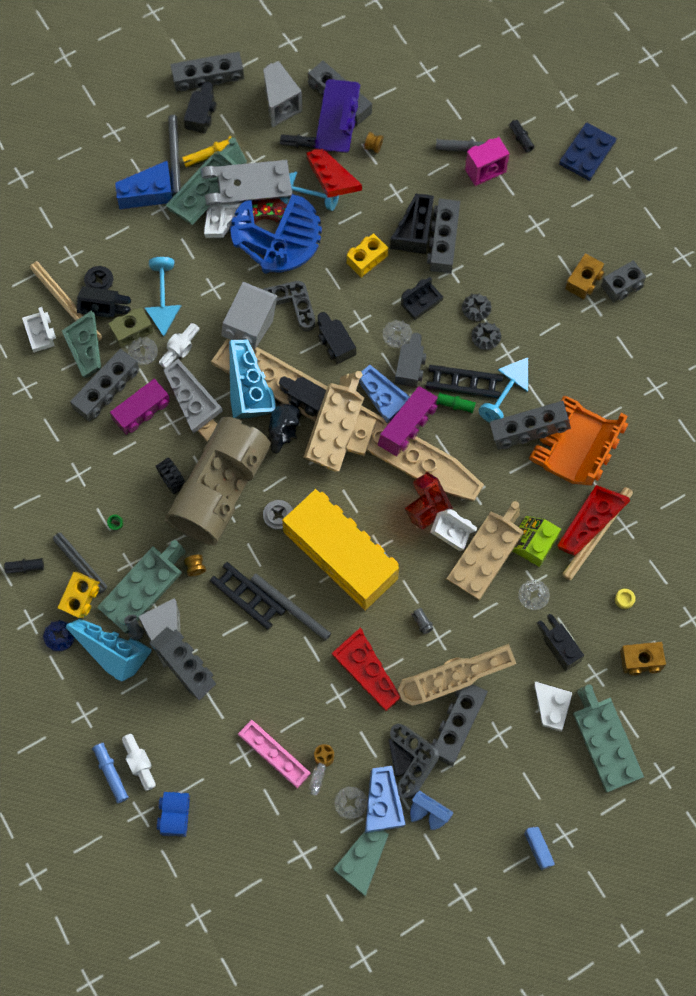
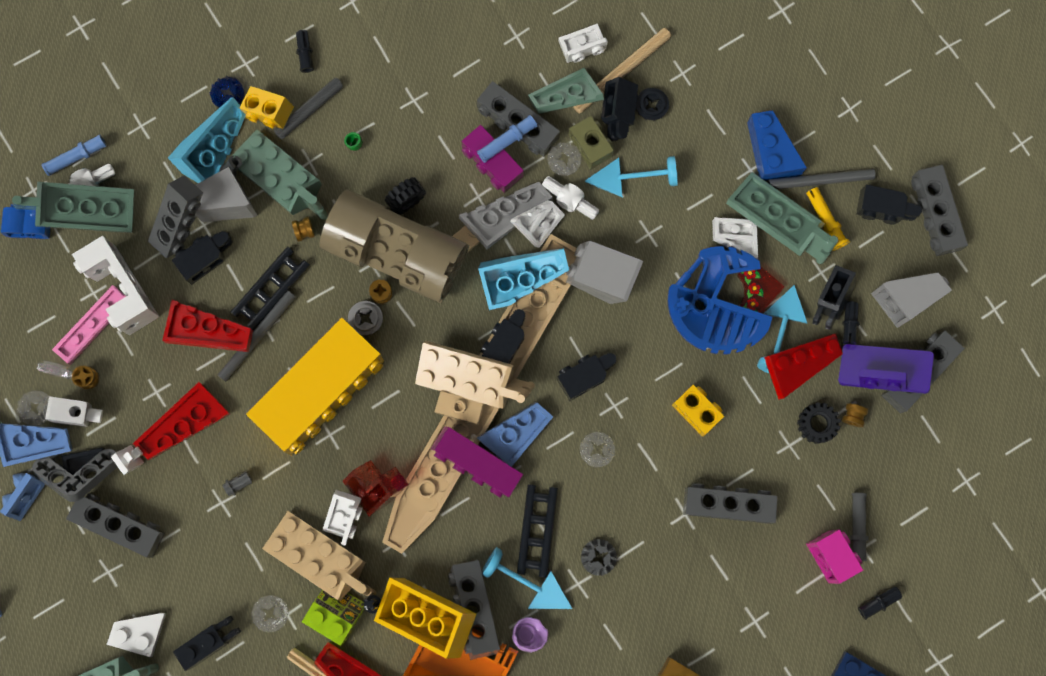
camera: 85 degrees right, 10 degrees up
(122, 383) = (514, 133): none -> medium blue pin
(165, 758) = (80, 207): none -> sand green hinge
(200, 370) = (538, 222): none -> white wing
(216, 652) = (202, 256): none -> black hinge
(255, 505) = (381, 295): none -> pearl gold wheel
(256, 181) = (784, 273): light grey hinge -> none
(261, 702) = (103, 258): none -> white plate
(276, 148) = (835, 296): none -> black hinge
(283, 426) = (469, 317): black piece -> none
(284, 649) = (201, 329): none -> red wing
(296, 298) = (638, 328): dark grey beam -> none
(357, 763) = (63, 412): none -> white torso
(379, 178) = (831, 419): none -> black tyre
(400, 713) = (128, 459): none -> white tile
(410, 362) = (558, 465): dark grey hinge -> none
(414, 227) = (739, 468): black wedge -> none
(421, 298) = (642, 477): black bracket -> none
(454, 675) = (163, 520): tan piece -> none
(456, 402) = (507, 520): green pin -> none
(472, 313) = (627, 540): dark grey gear -> none
(526, 505) = (372, 603): none -> black axle
(537, 459) = (425, 617): none -> yellow brick
(550, 386) = (529, 634): none -> lavender hair

